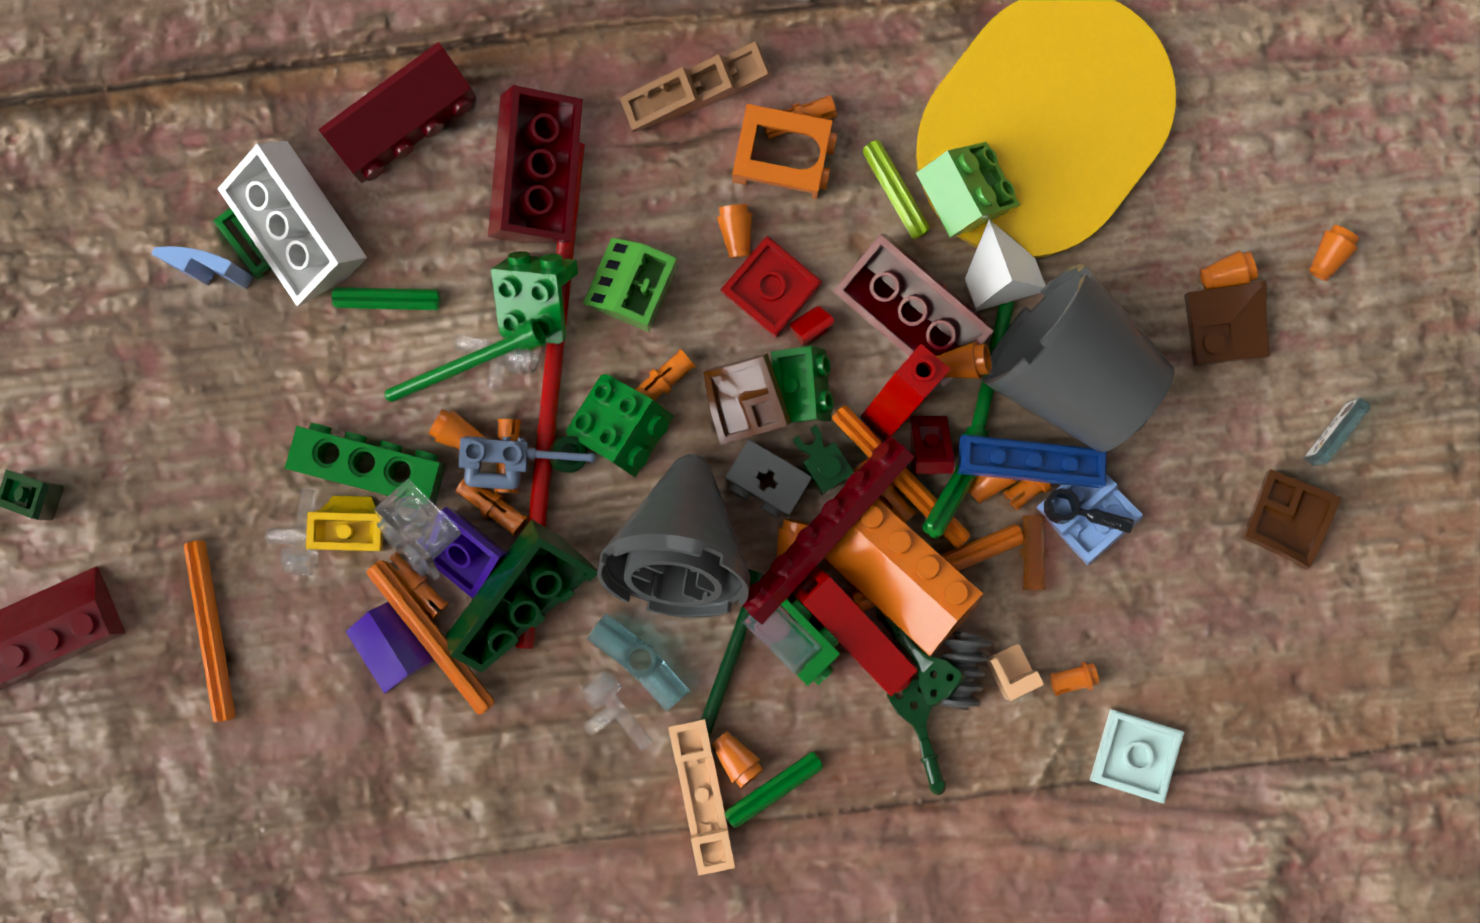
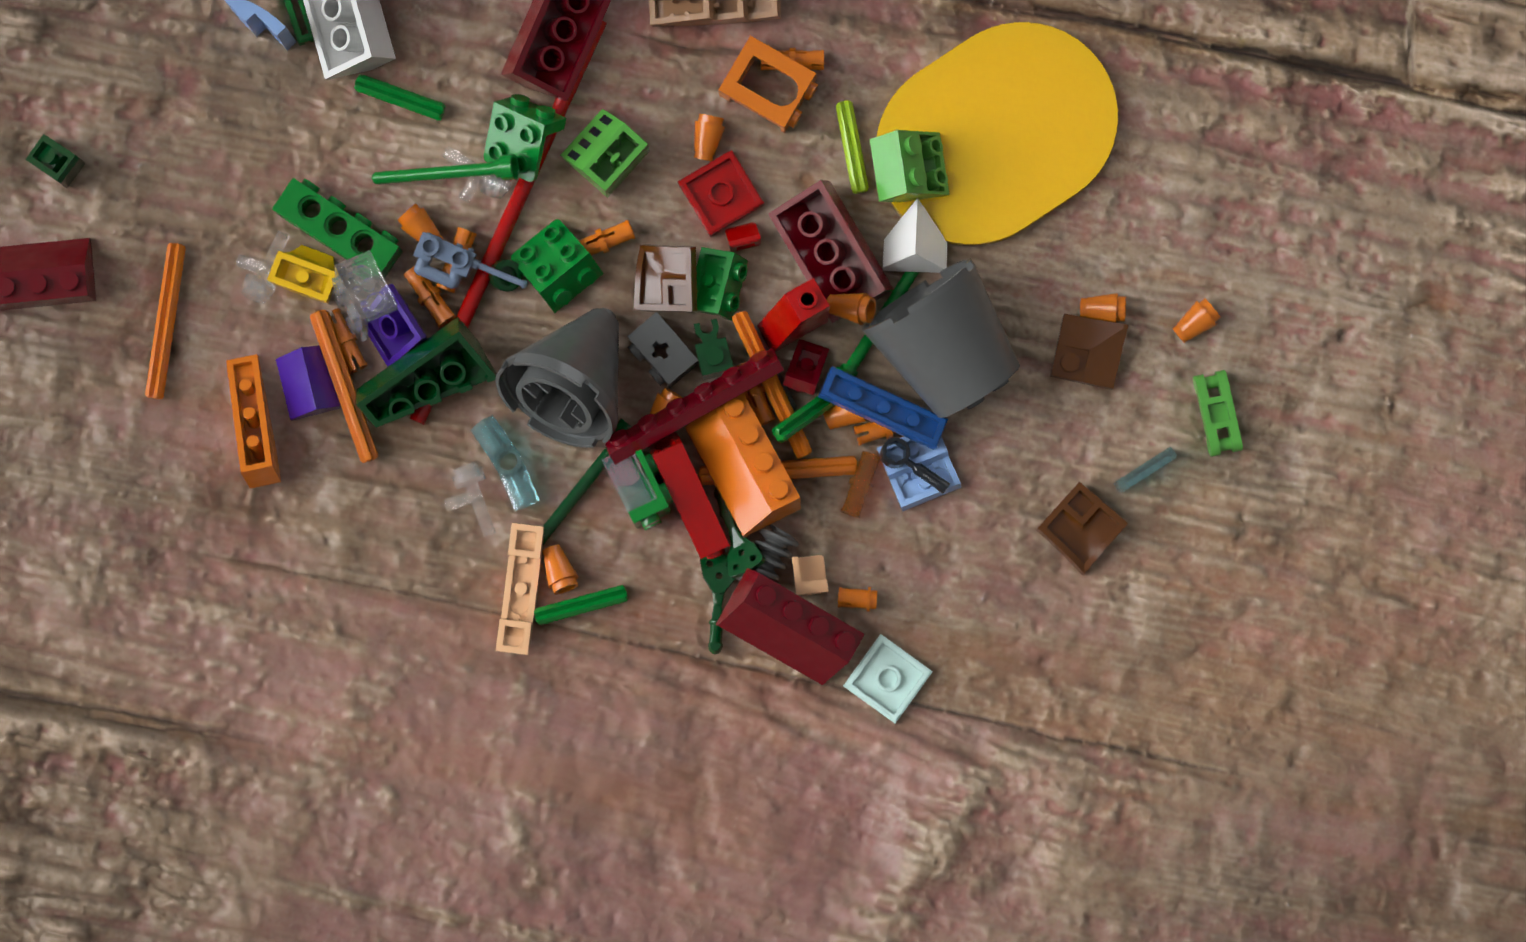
camera: 20 degrees right, 0 degrees up
(343, 712) = (252, 422): none -> orange slope
(1015, 740) = (789, 627): none -> dark red slope
(1391, 344) = (1218, 413): none -> bright green plate

